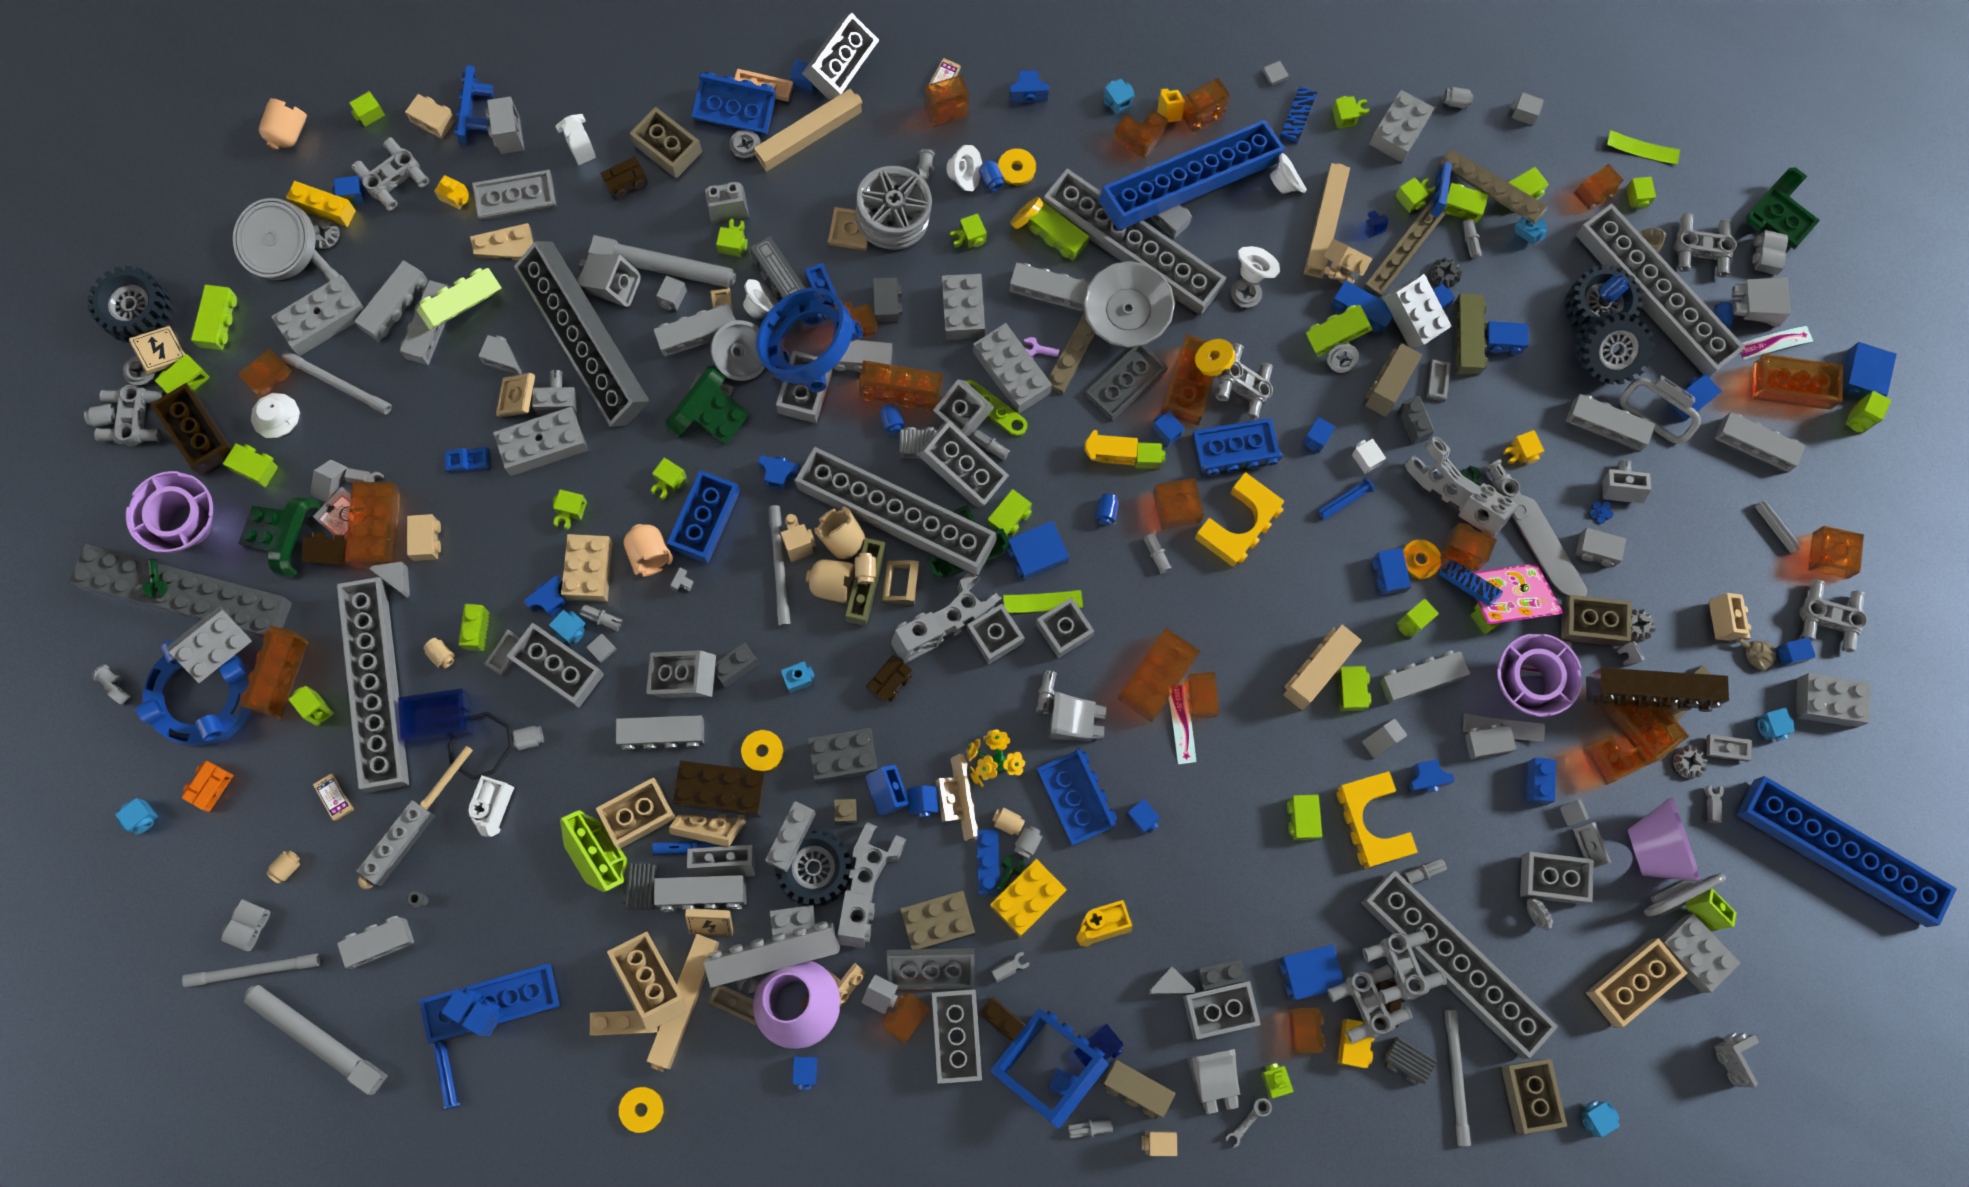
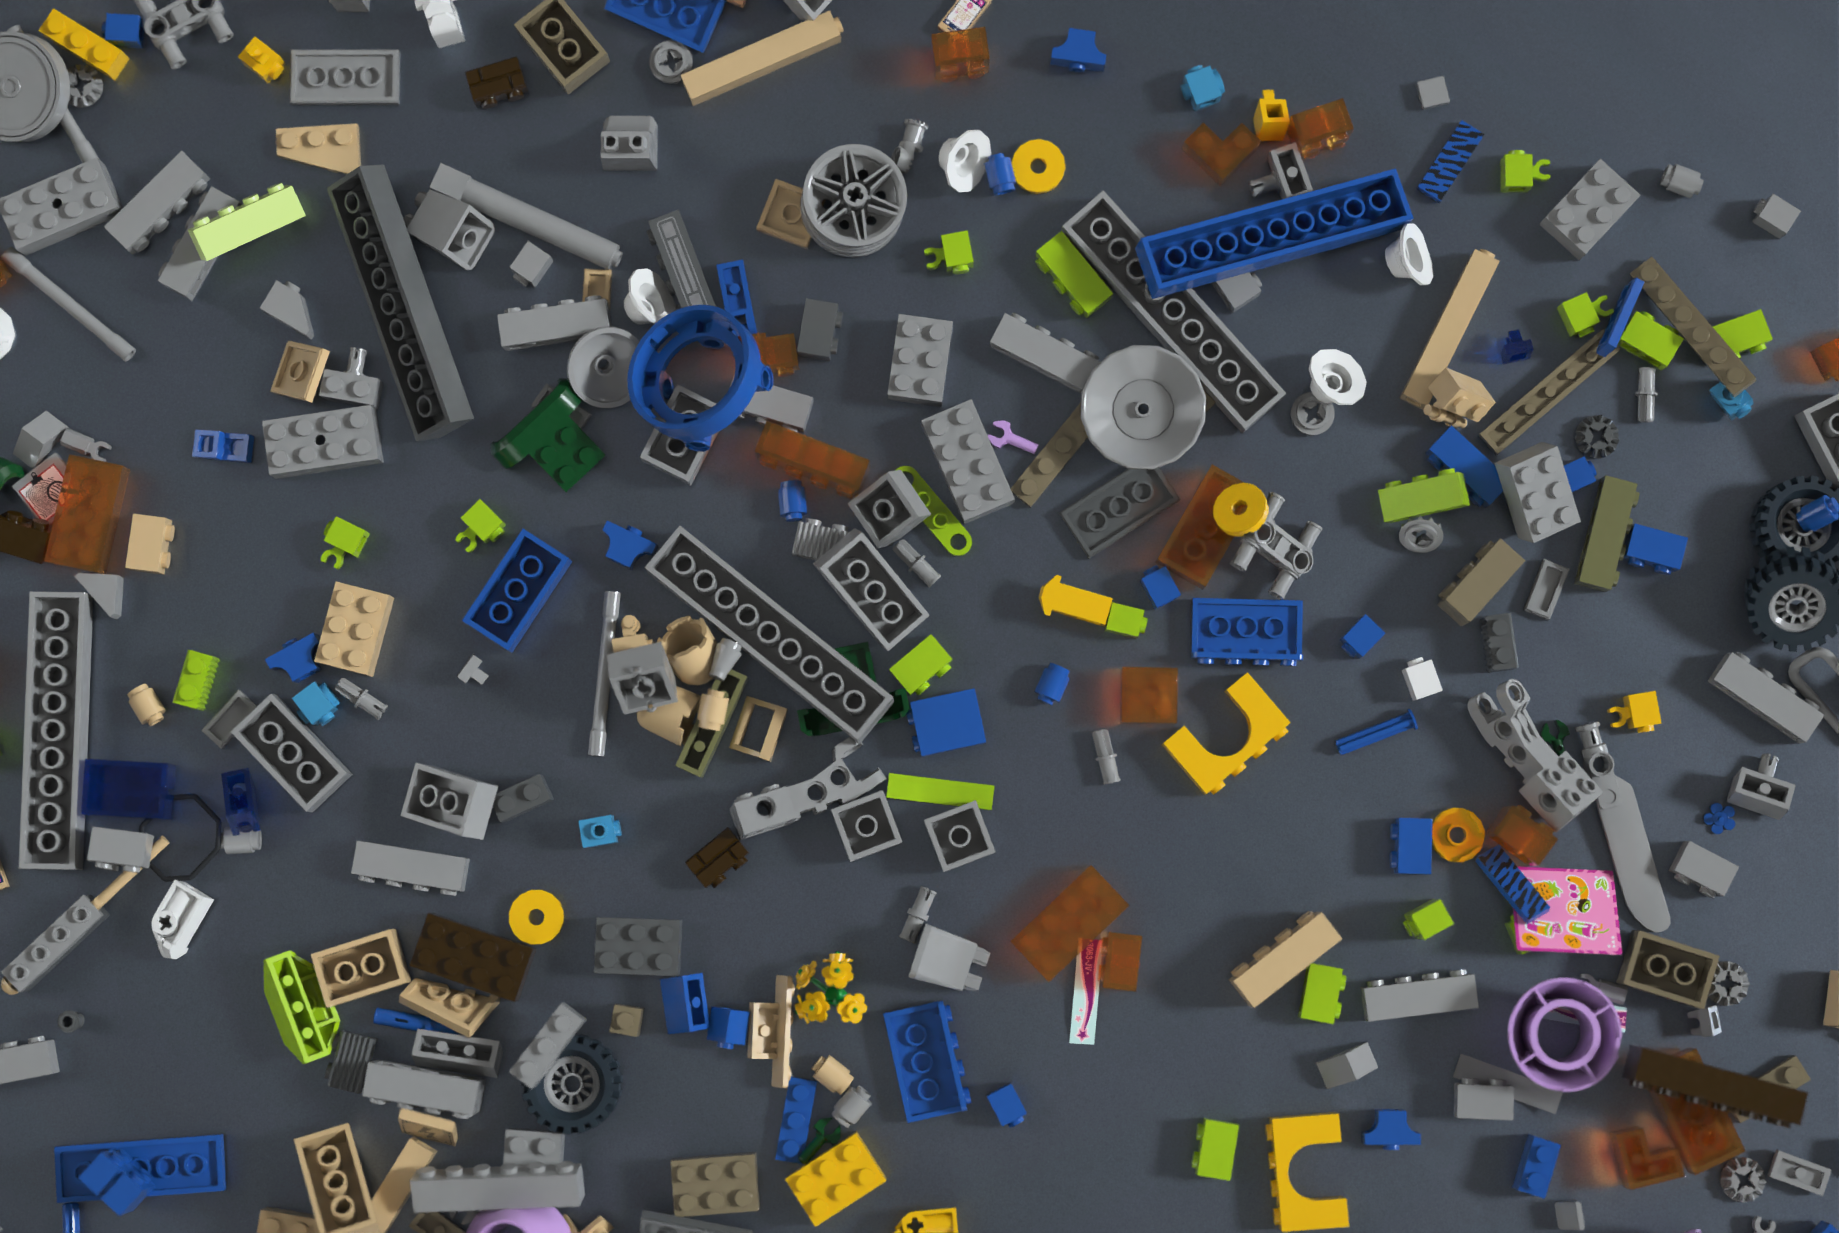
camera: 20 degrees right, 10 degrees up
(435, 759) = (120, 849): none -> light grey brick
(523, 712) = (240, 805): none -> clear blue brick
(601, 648) = (354, 738): light grey tile -> none
(646, 549) = (434, 620): light nougat cylinder -> none
(732, 240) = (626, 202): lime brick -> none
(809, 553) = (642, 678): none -> light grey brick
(858, 901) = (622, 1138): light grey brick -> none
(866, 530) = (725, 657): none -> light grey cone
(1026, 212) = (1037, 240): yellow tile -> none
(1189, 136) = (1286, 176): none -> light grey brick

